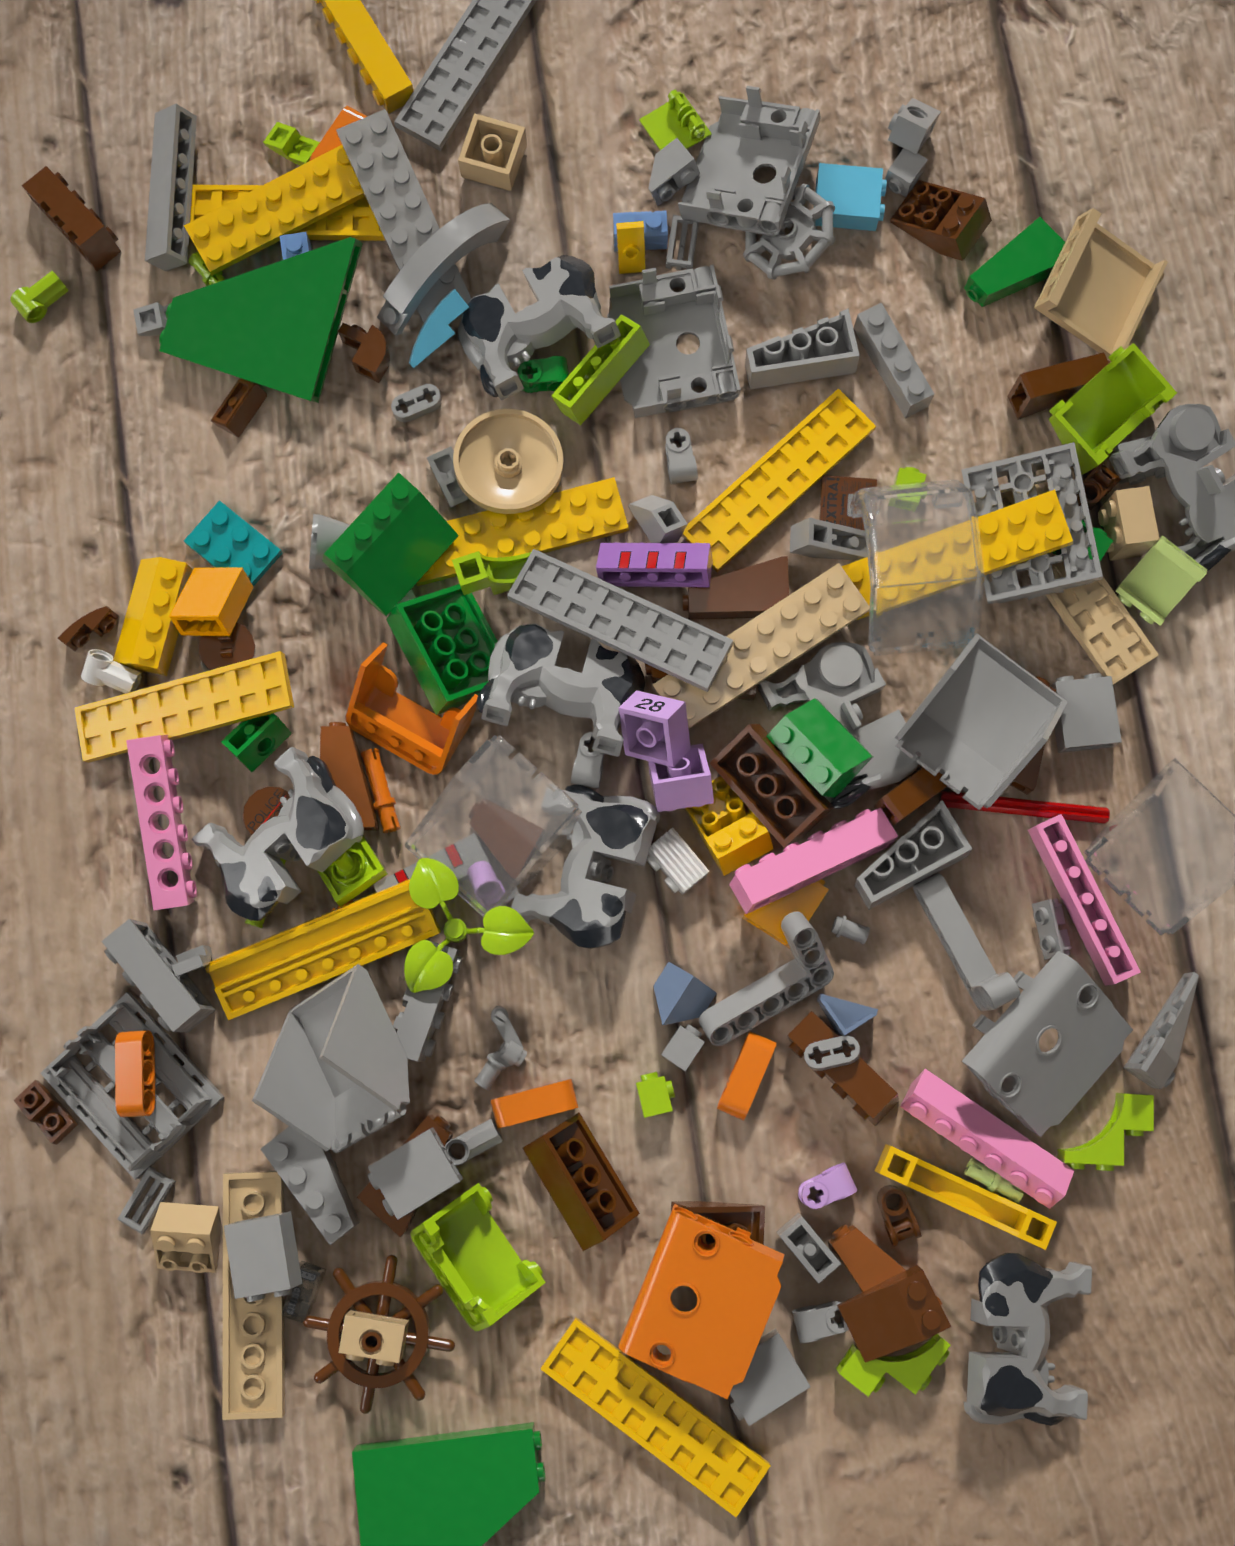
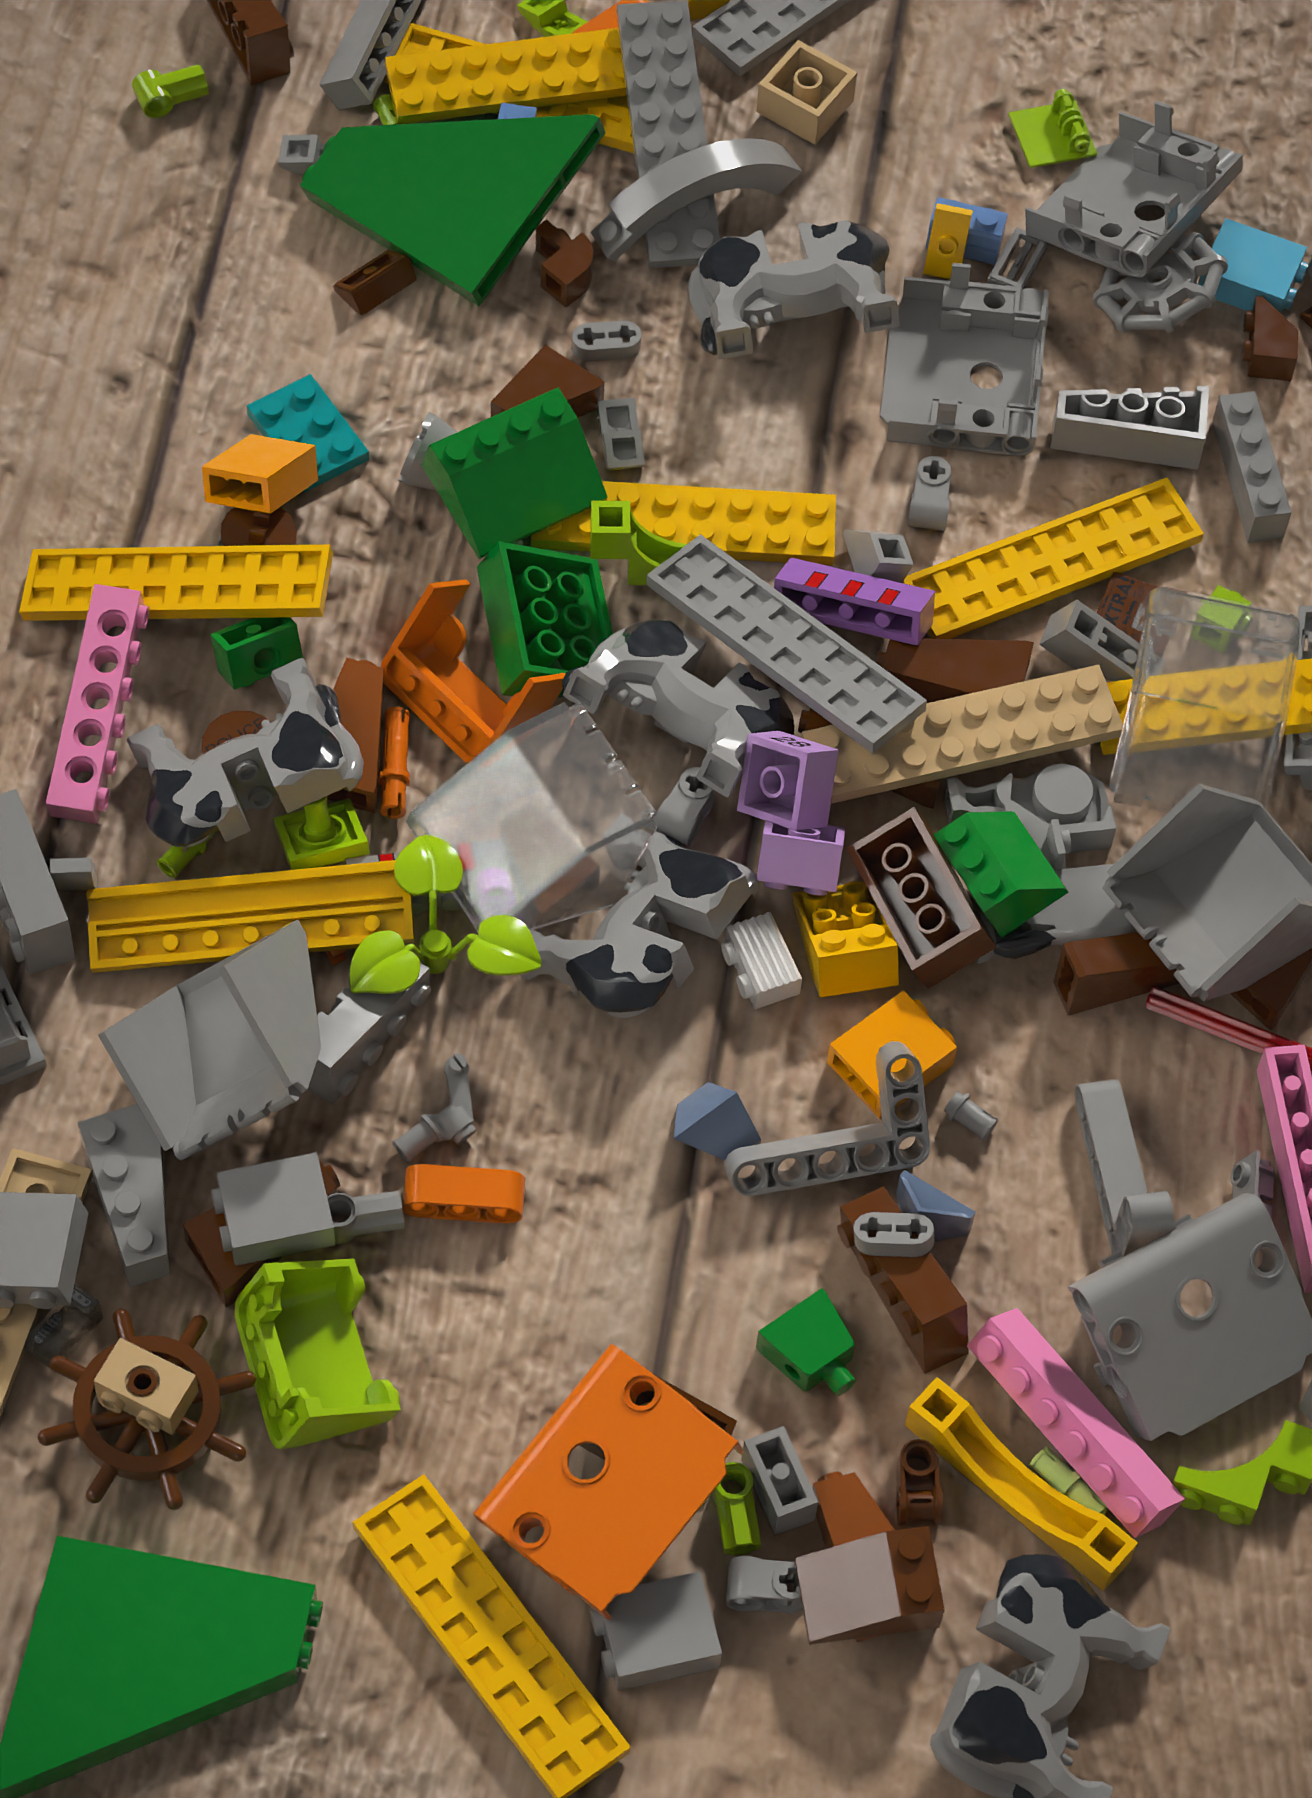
camera: 10 degrees right, 20 degrees down
(99, 621) = (97, 461): reddish brown slope -> none
(102, 670) = (88, 518): white piece -> none
(147, 630) = (170, 481): yellow slope -> none
(386, 457) = (546, 372): none -> reddish brown slope
(436, 327) = (665, 259): medium azure slope -> none
(508, 461) = (702, 433): tan dish -> none
(546, 374) = (787, 355): green piece -> none
(581, 1181) = (492, 1307): reddish brown slope -> none
(600, 371) = (859, 366): lime brick -> none
(655, 1094) = (632, 1233): lime brick -> none
(671, 171) = (1030, 177): light grey slope -> none
(683, 1046) = (691, 1186): light grey brick -> none
(746, 1075) = (766, 1248): orange beam -> none
(793, 1287) = (737, 1513): none -> lime piece
(798, 1137) = (810, 1345): none -> green torso
(812, 860) = (947, 1000): bright pink brick -> none
(832, 1184) = (837, 1420): lavender piece -> none
(878, 253) = (1271, 342): none -> reddish brown slope
(909, 1369) = (866, 1686): lime arch -> none
(921, 853) = (1104, 1043): light grey wedge -> none

